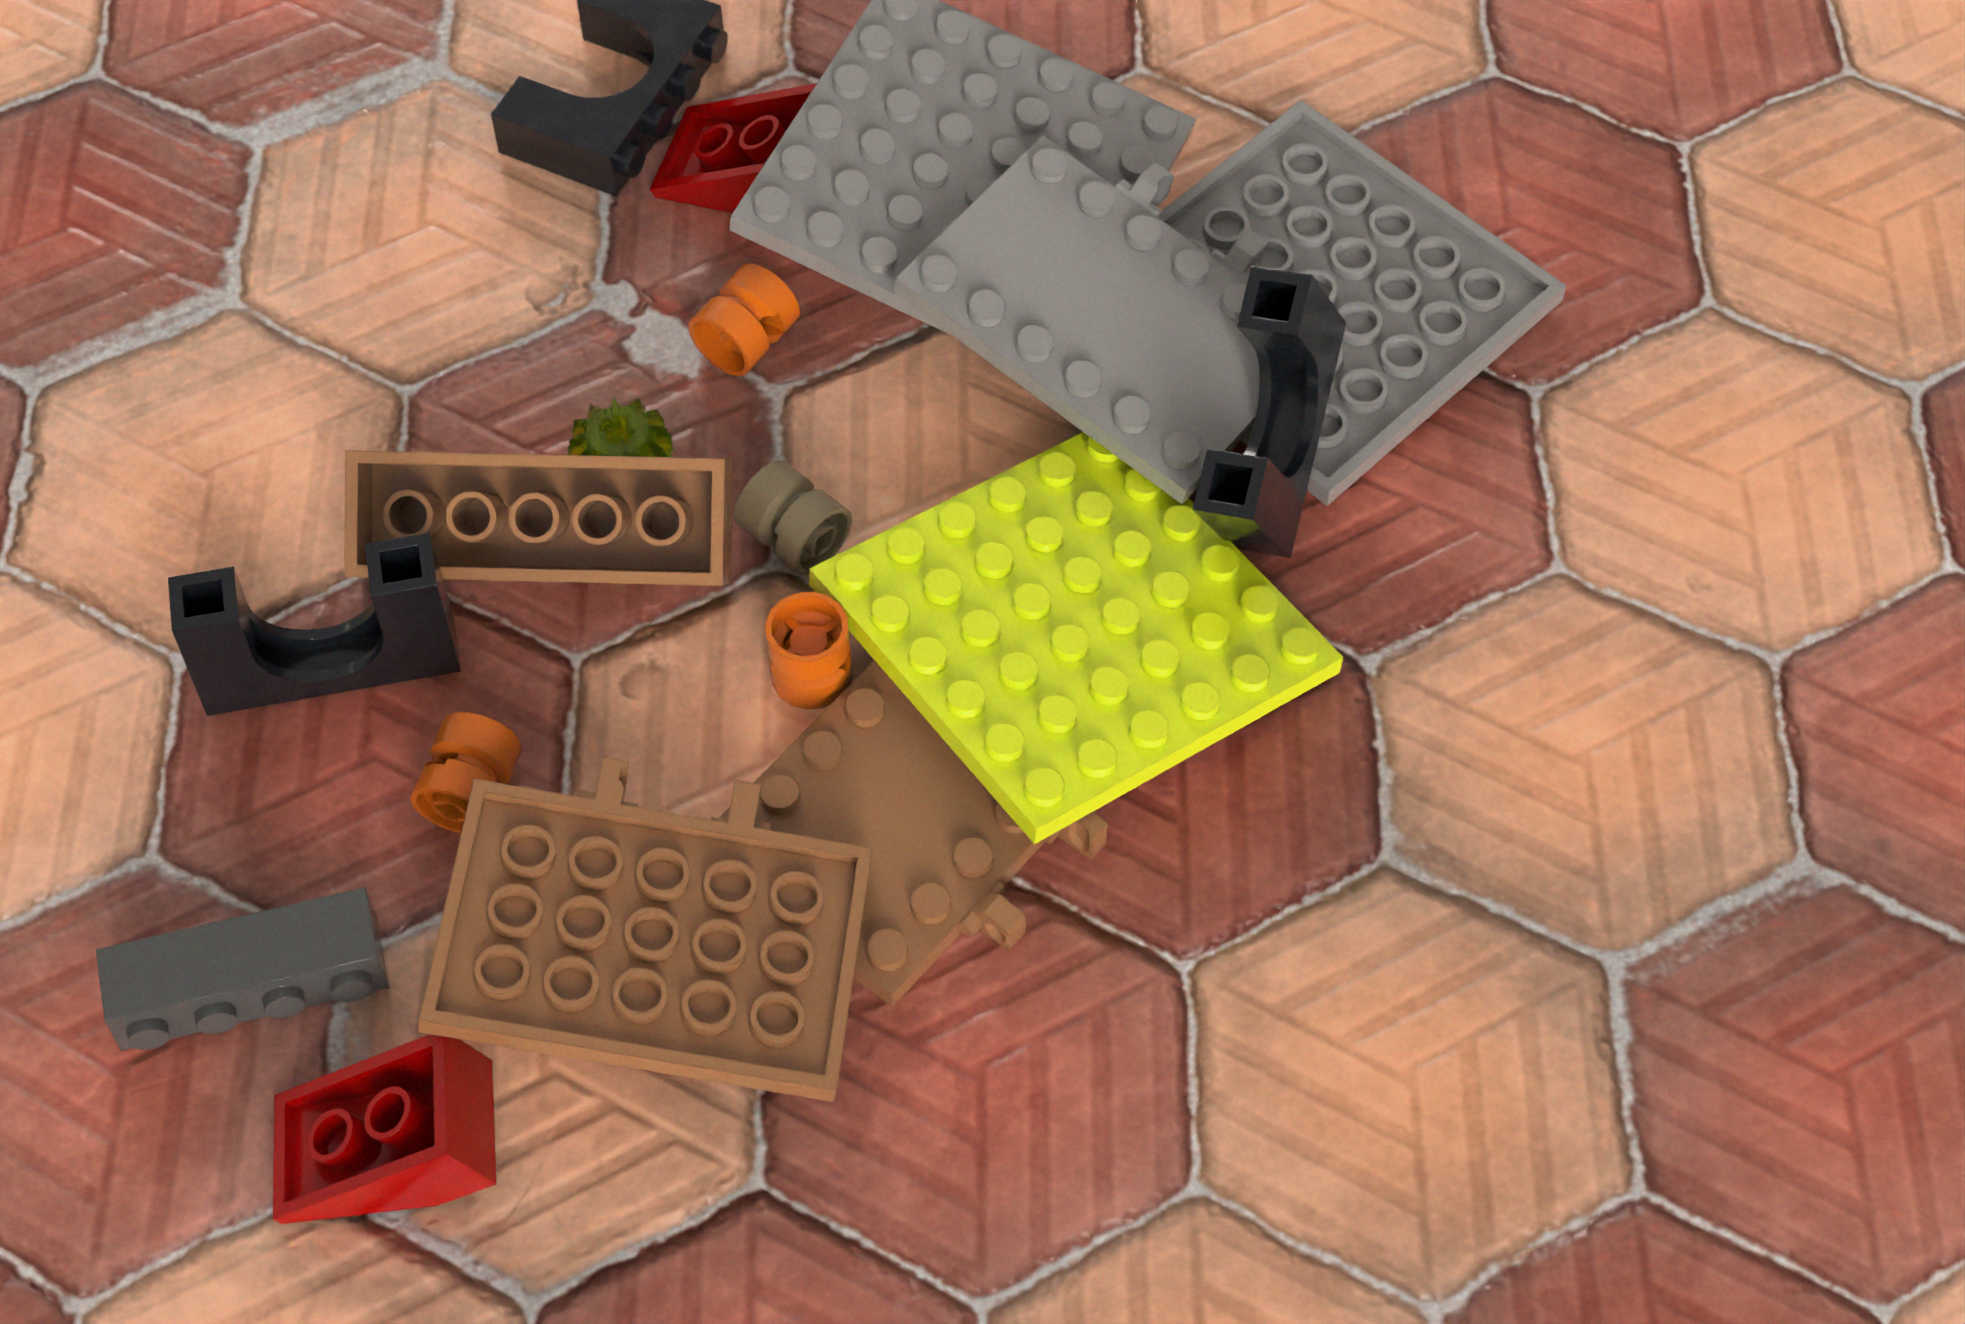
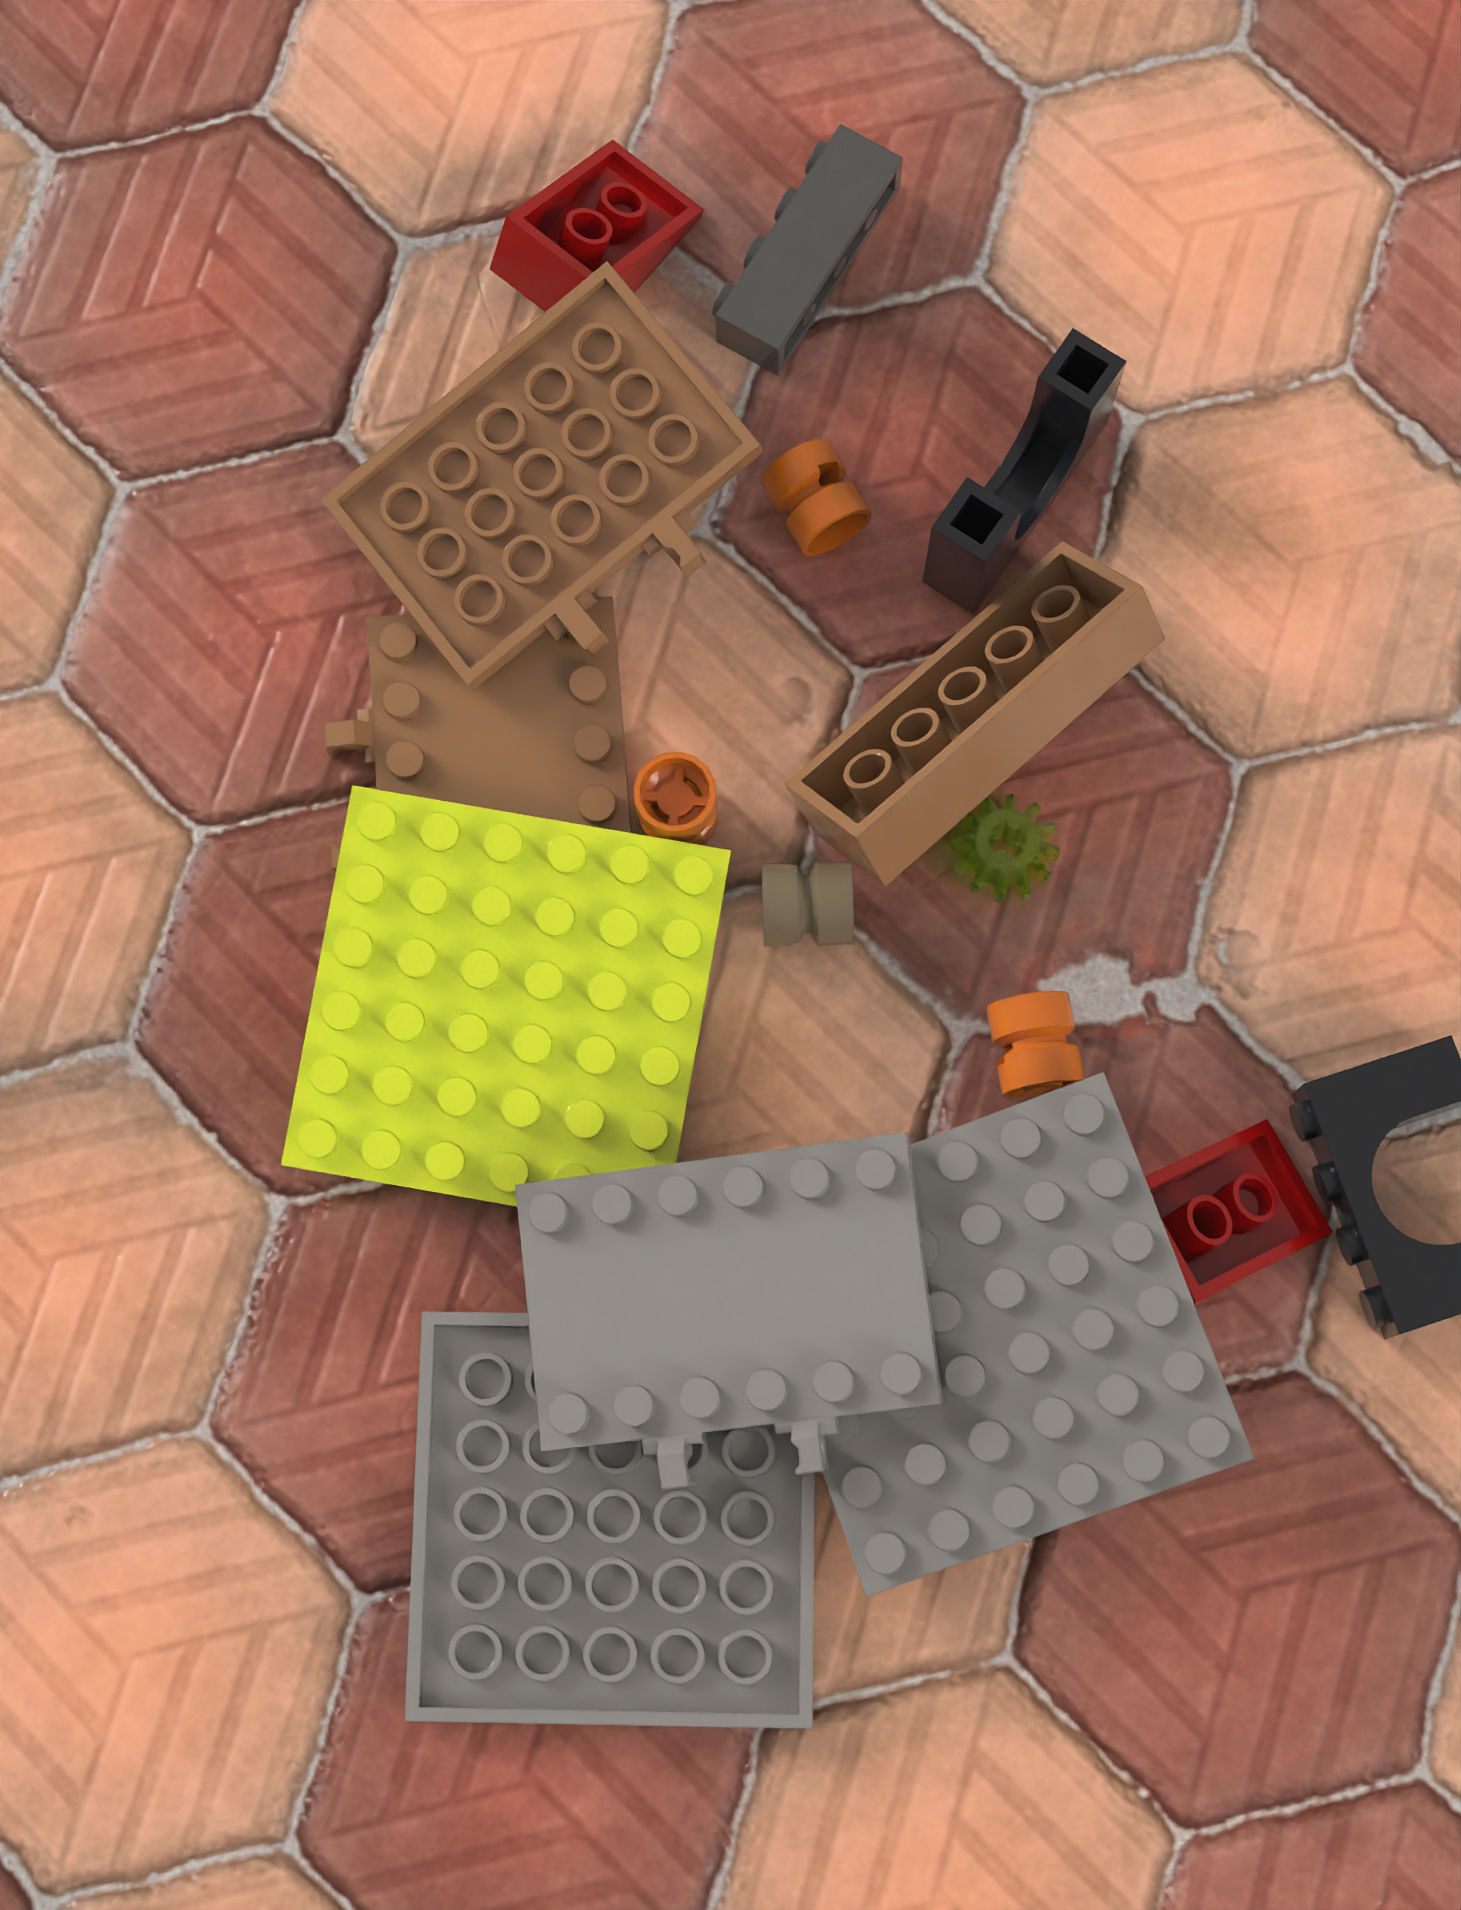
camera: 140 degrees right, 20 degrees up
(1297, 339) = (501, 1326): black arch -> none

